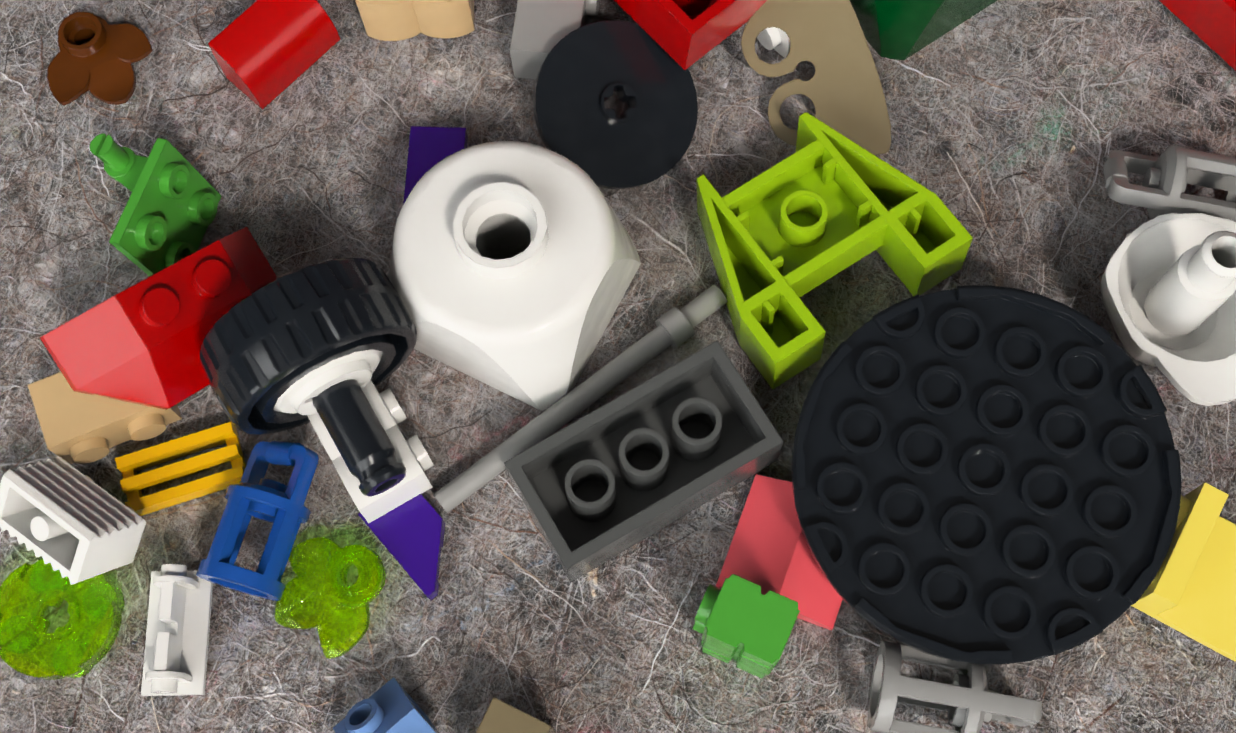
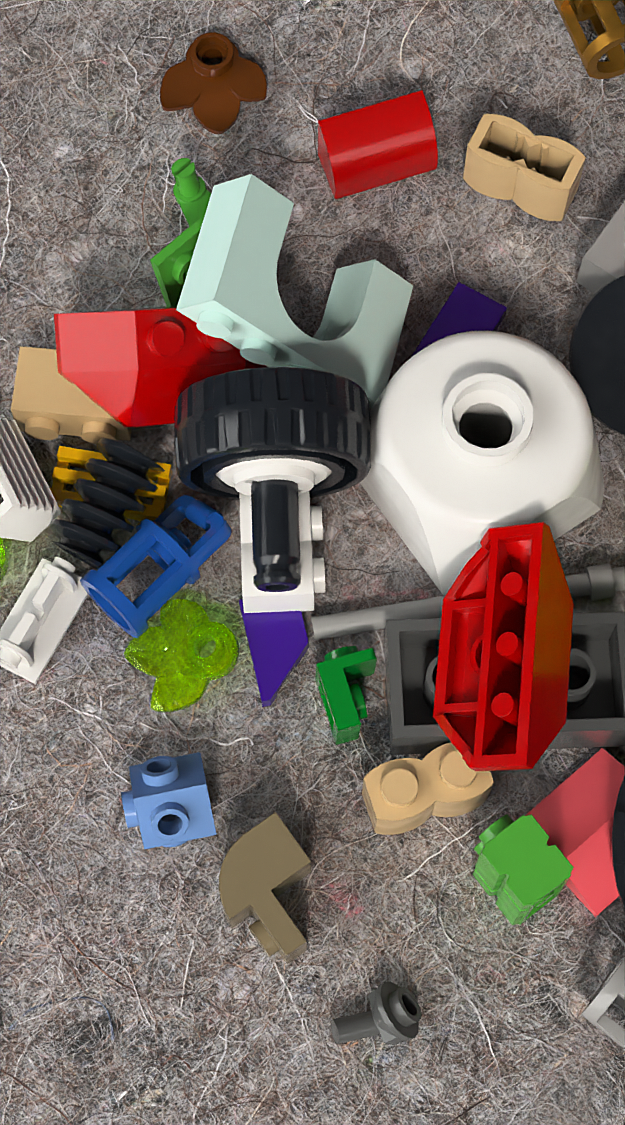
camera: 25 degrees right, 0 degrees up
(182, 490) = (104, 502): none -> black piece
(206, 234) = (237, 298): none -> light aqua arch
(501, 558) = (344, 702): none -> green bracket
(629, 435) = (505, 650): none -> red wedge
(634, 584) = (410, 790): none -> tan brick

